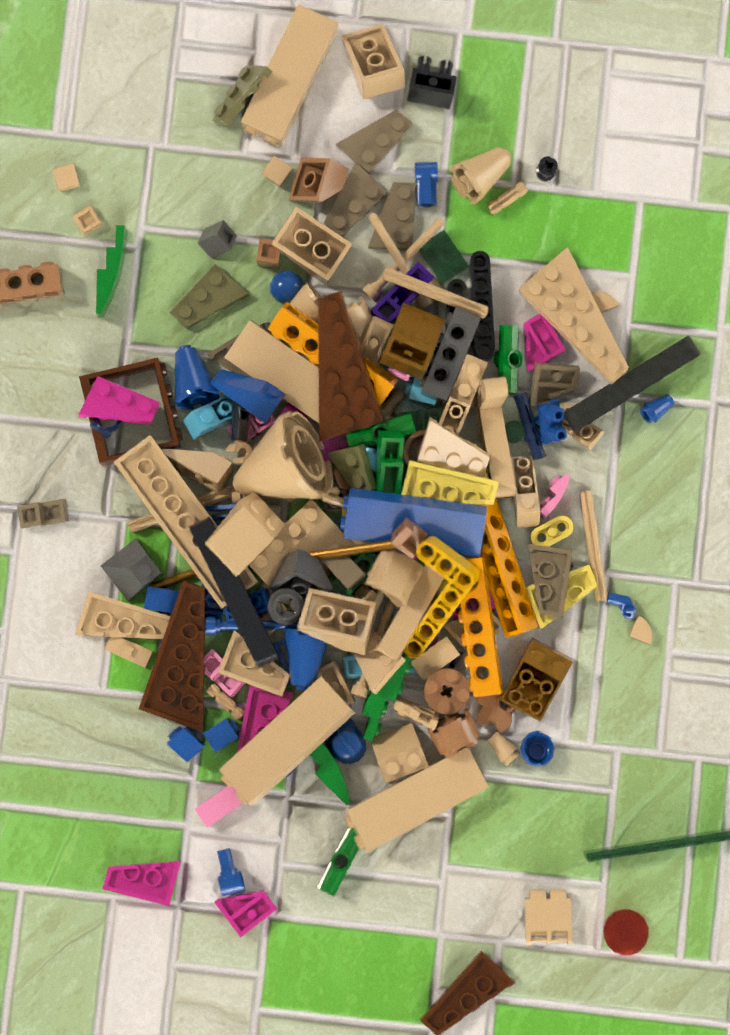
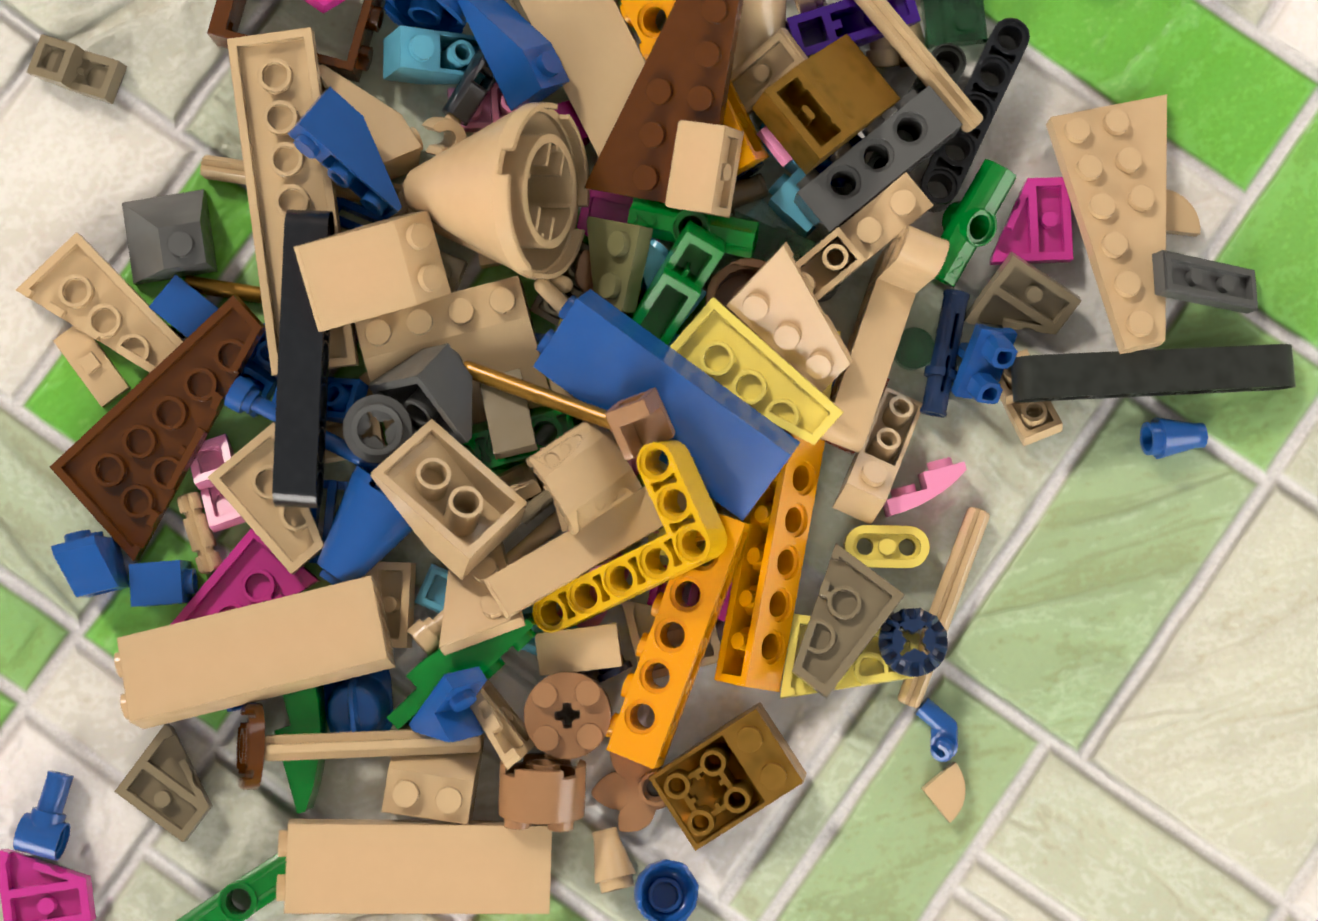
camera: 30 degrees right, 0 degrees up
(197, 482) = (343, 144): none -> blue slope
(218, 806) = (87, 697): bright pink slope -> none
(276, 828) = (167, 786): none -> dark tan wing
(307, 786) = (251, 746): none -> reddish brown tile
(363, 754) = (361, 745): none -> tan axle
(373, 403) = (704, 168): none -> tan panel
(390, 718) = (447, 710): none -> blue slope
(578, 575) = (913, 662): none -> dark blue gear
(632, 328) = (1204, 282): none -> dark grey tile

